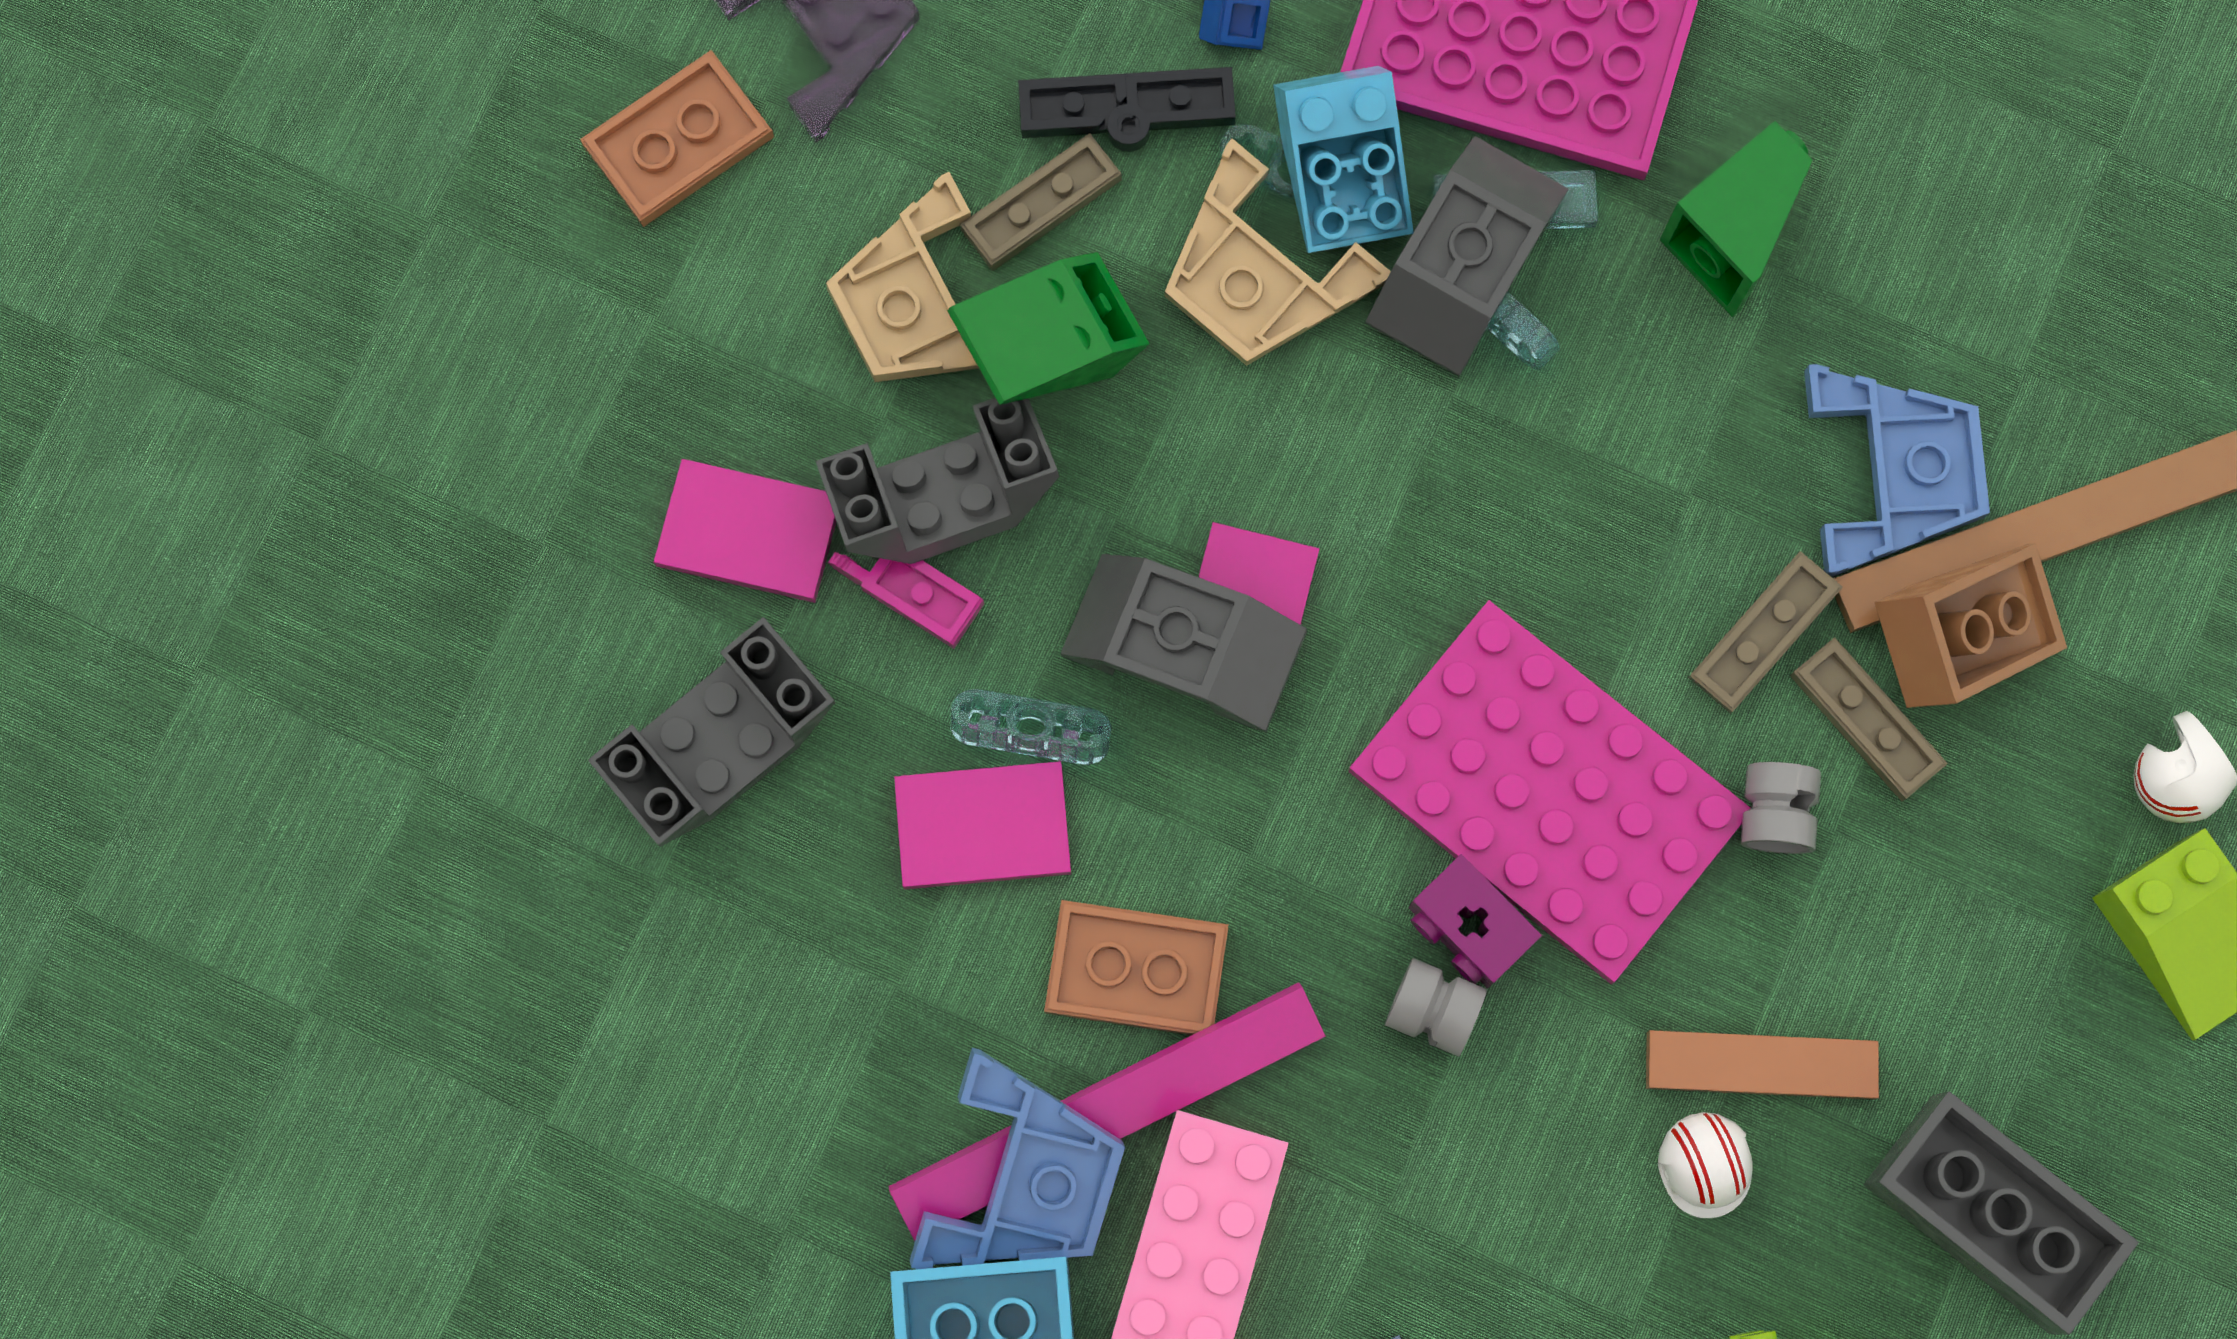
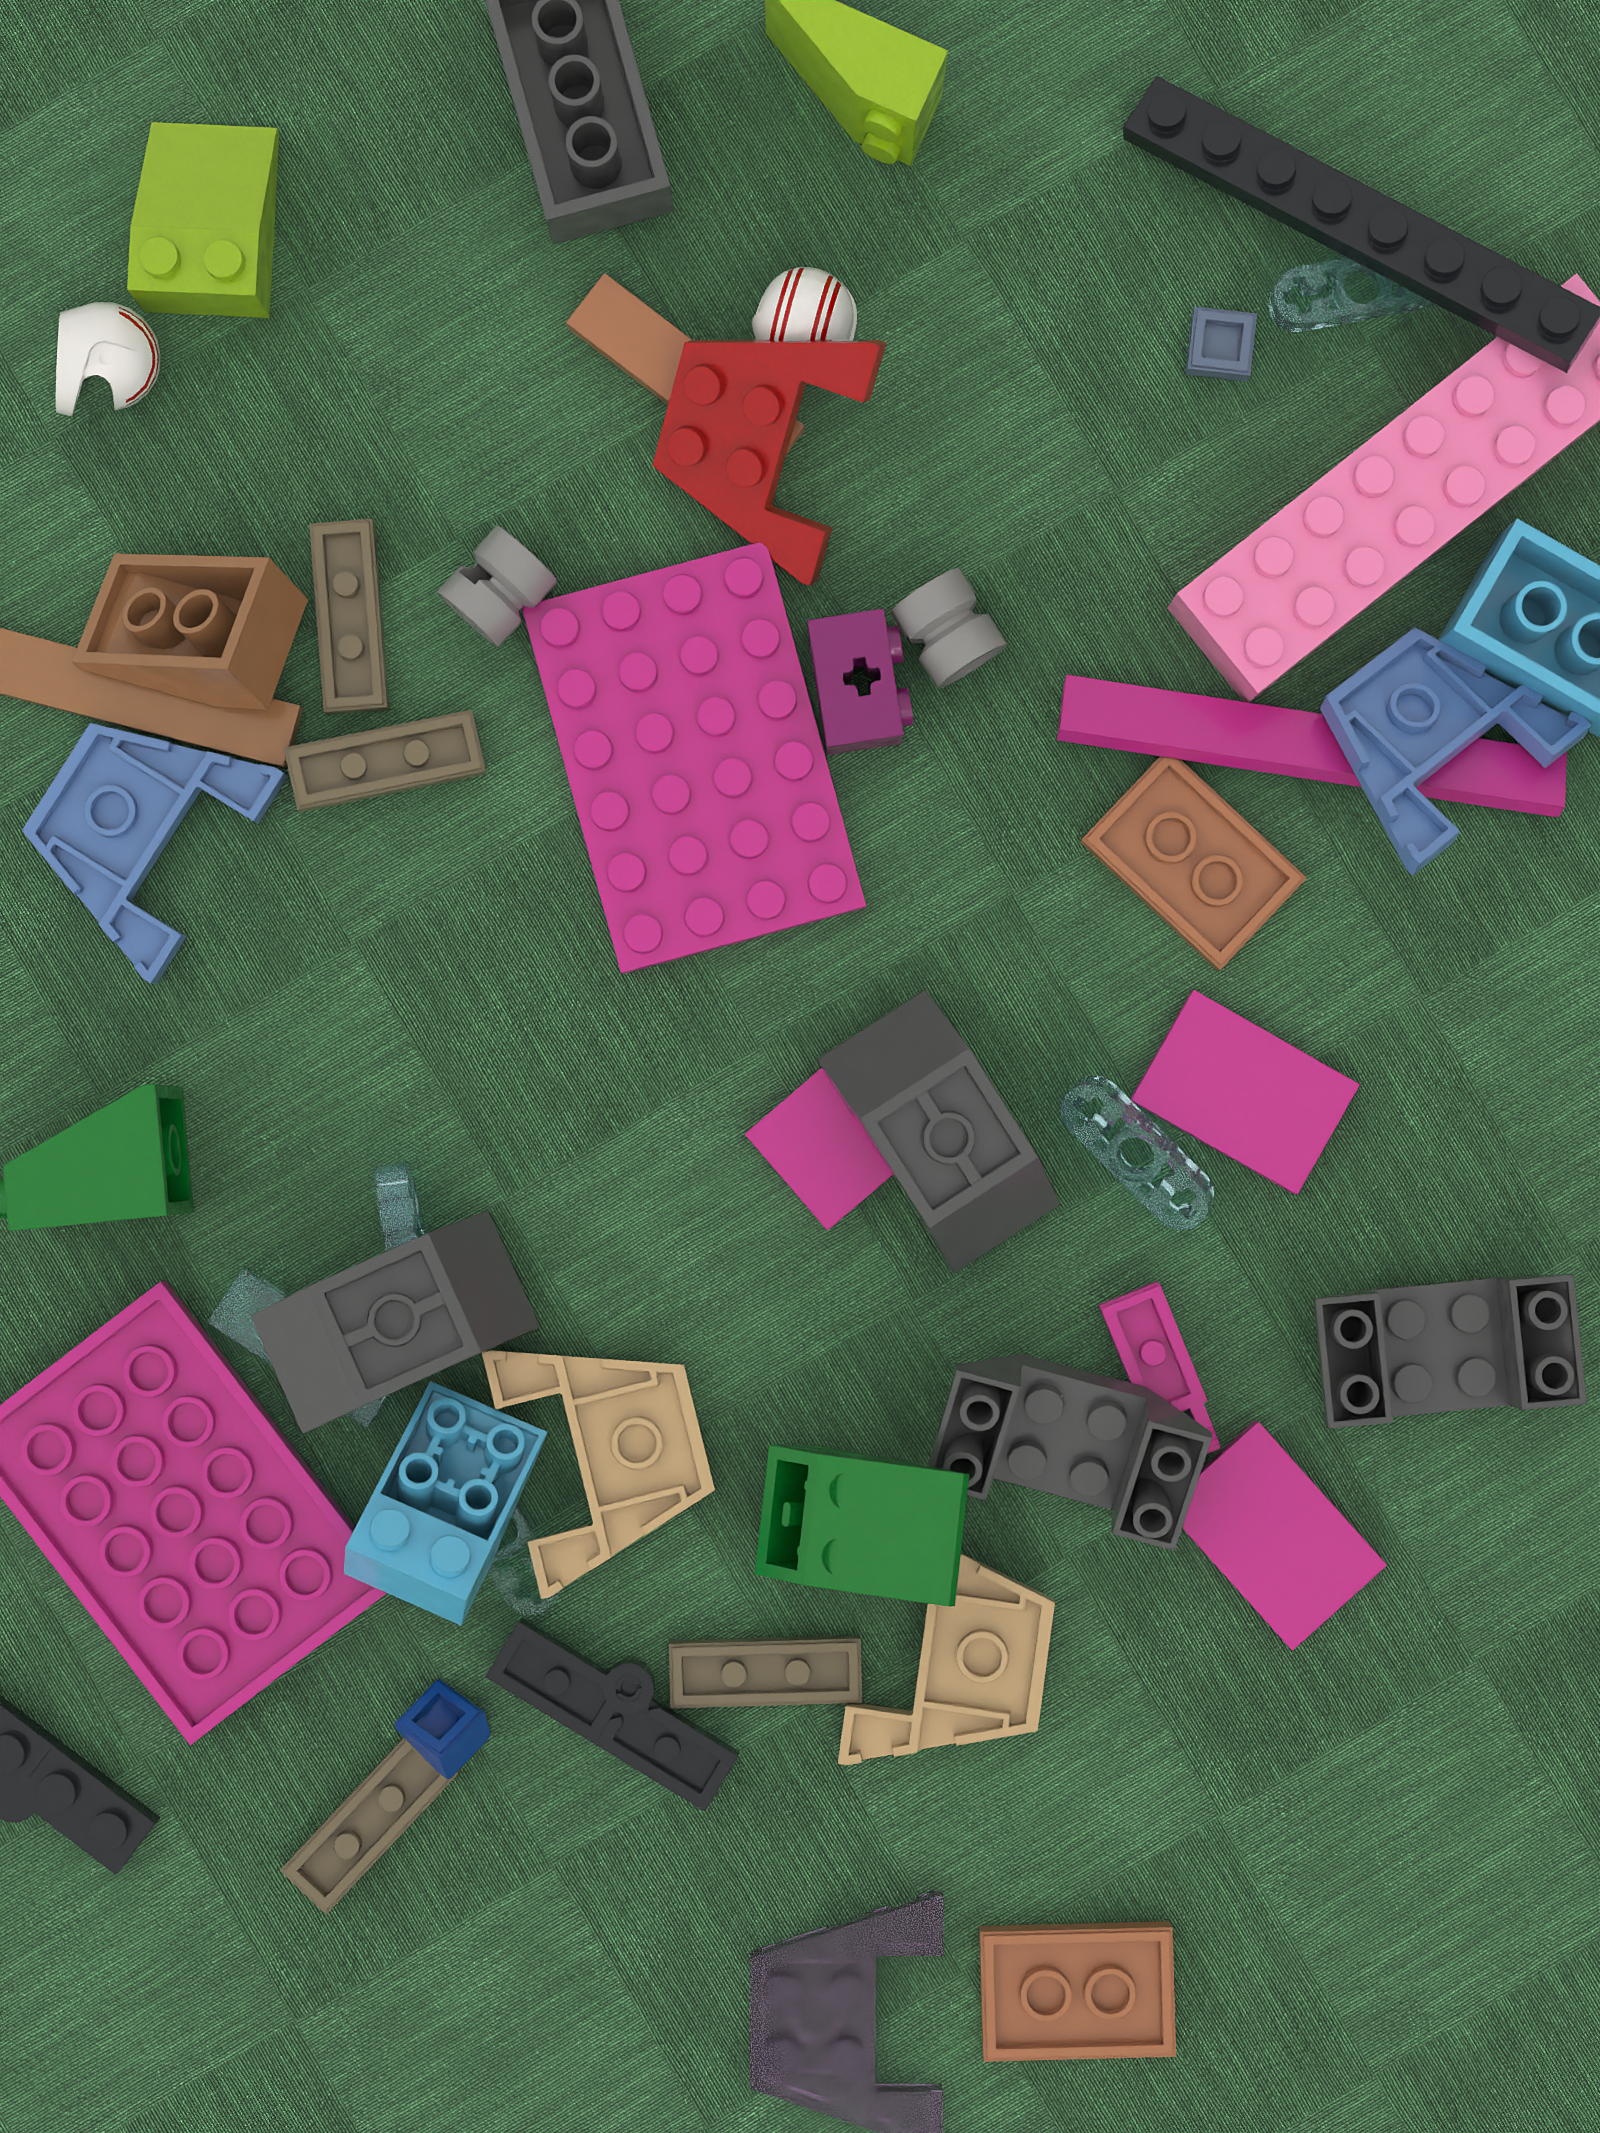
camera: 150 degrees left, 10 degrees up
(1697, 1041) = (734, 426): none -> red wing

